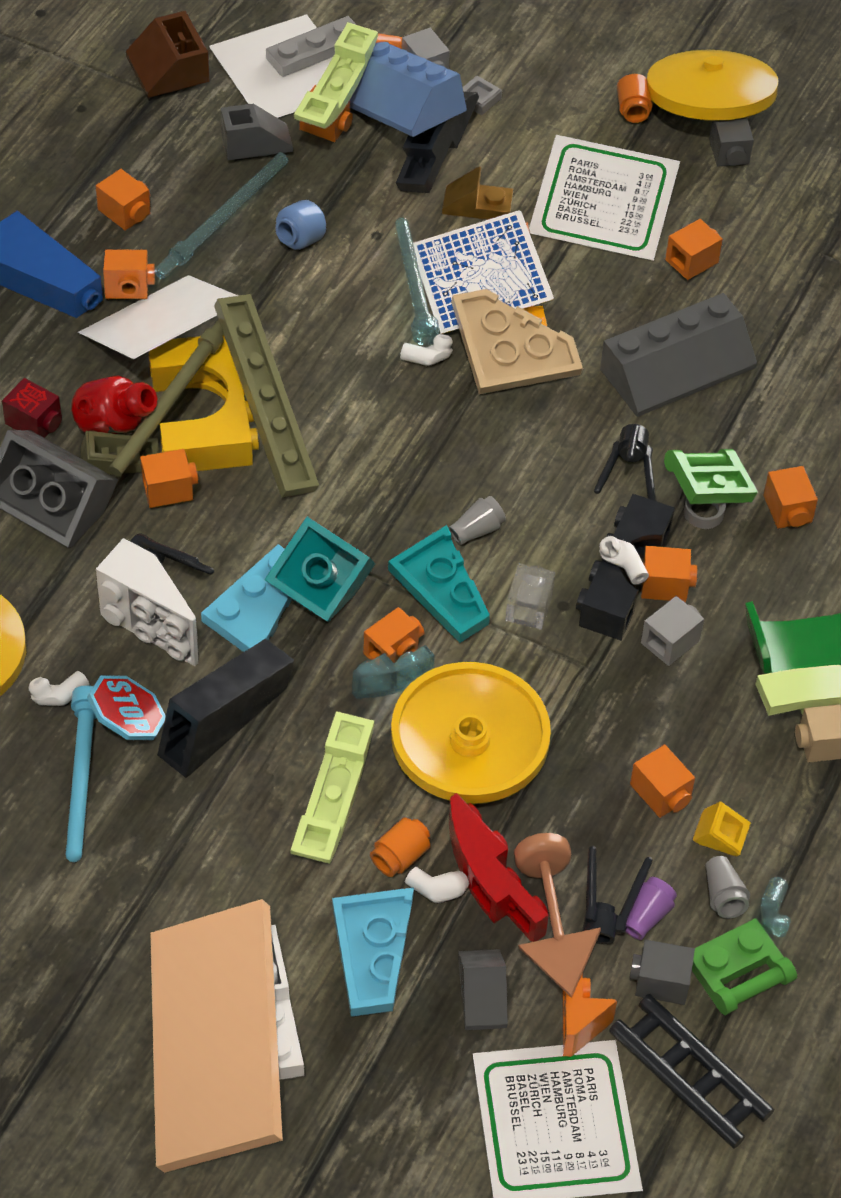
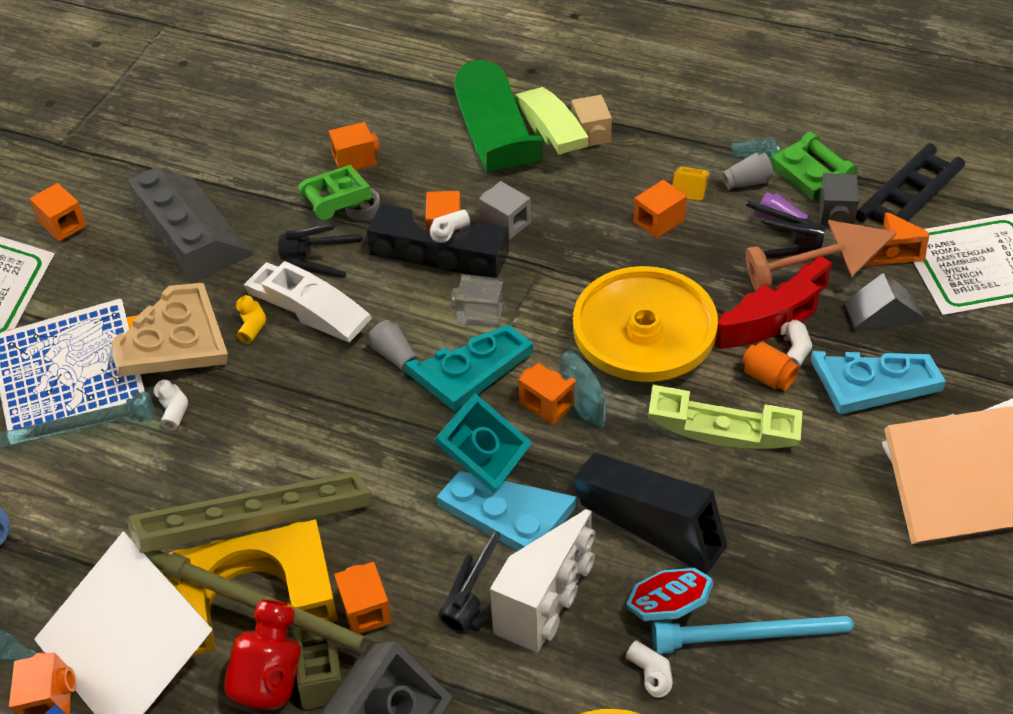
camera: 90 degrees left, 5 degrees down
(536, 413) = (253, 319): none -> yellow arm
(540, 446) = (310, 298): none -> white slope

